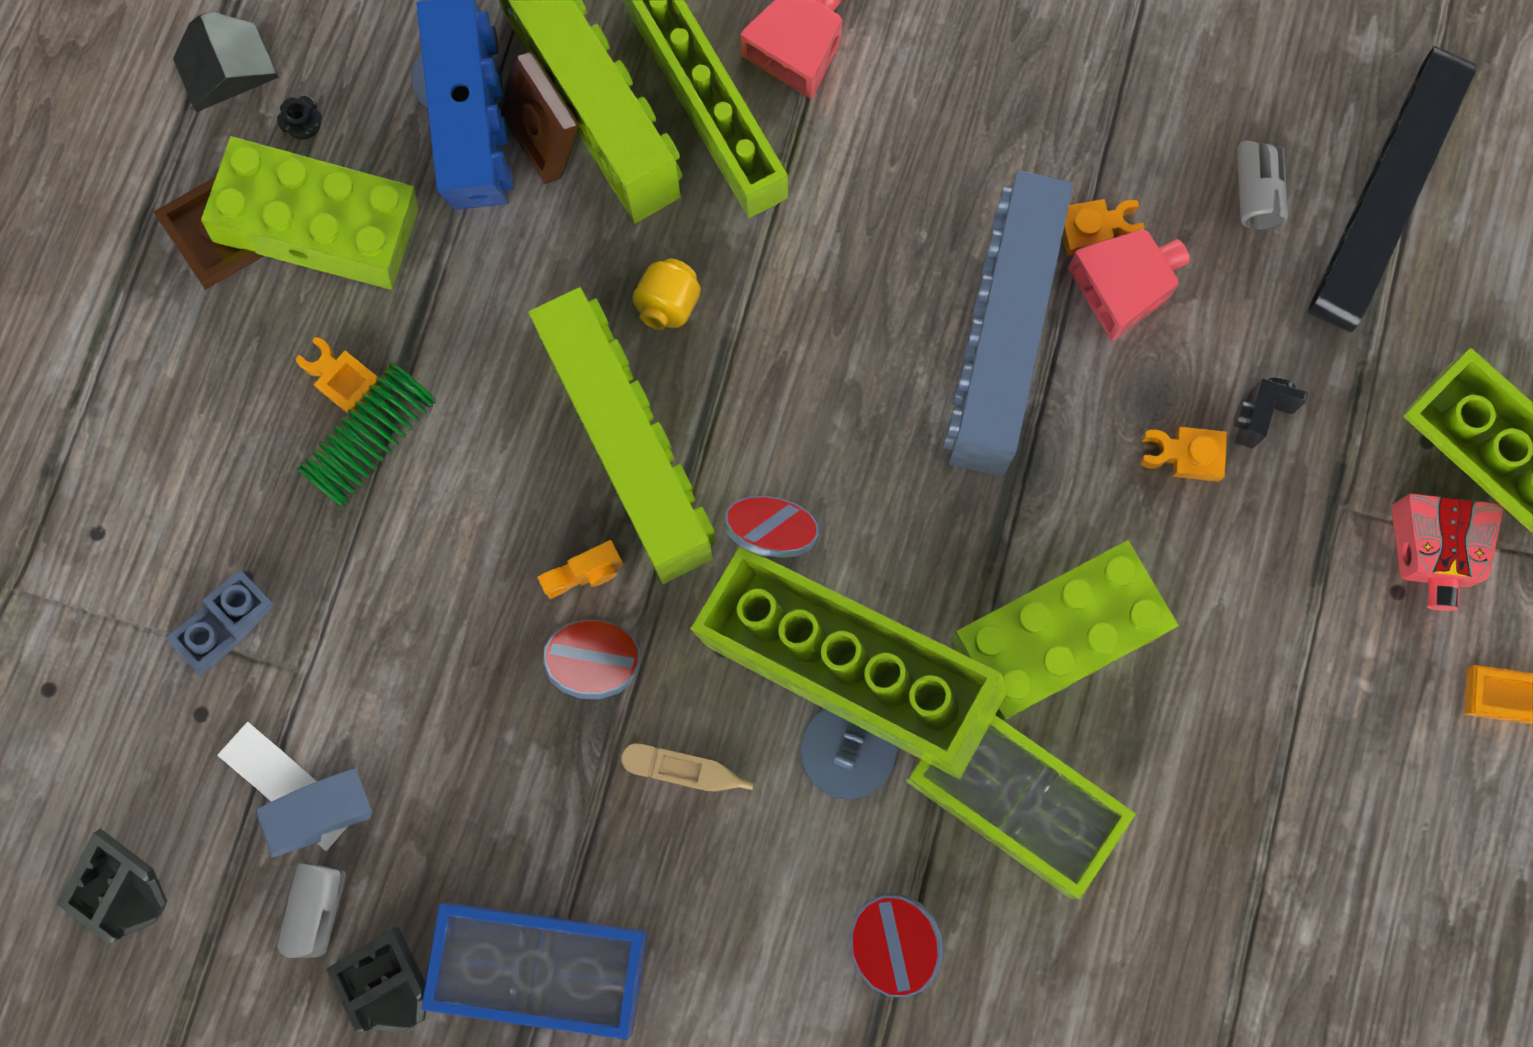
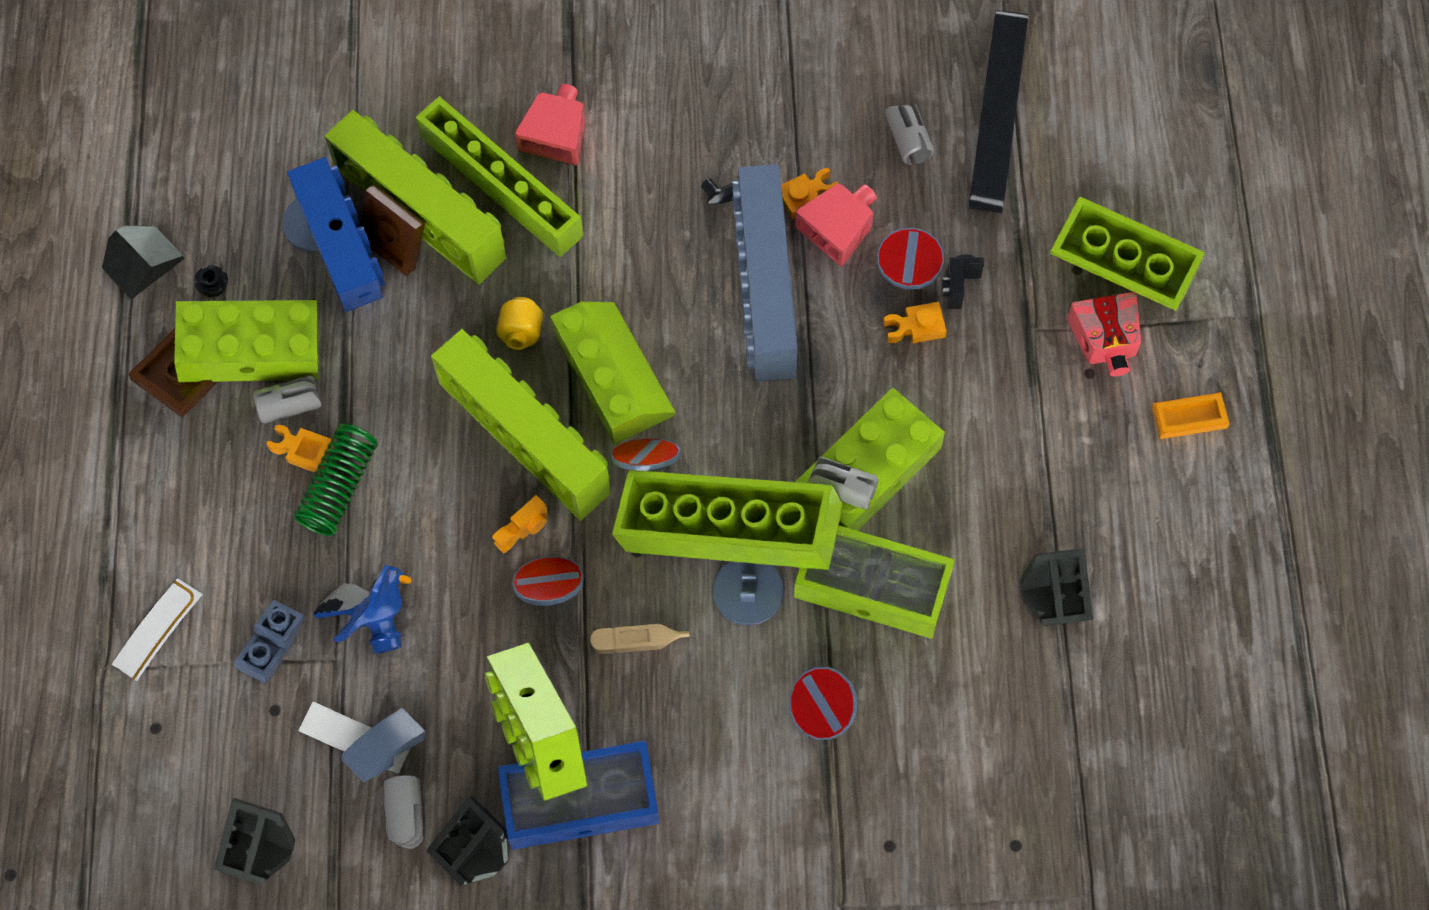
camera: 20 degrees left, 10 degrees down
(90, 558) = (156, 629): none -> white sticker
(340, 306) = (287, 399): none -> light grey arm
(353, 623) = (369, 609): none -> blue animal
(499, 870) = (535, 722): none -> lime brick
(767, 391) = (611, 368): none -> lime slope
(978, 193) = (716, 194): none -> black bar
(1021, 661) = (849, 483): none -> light grey arm
(1208, 361) = (910, 258): none -> red piece
(1262, 886) = (1058, 587): none -> pearl dark grey slope

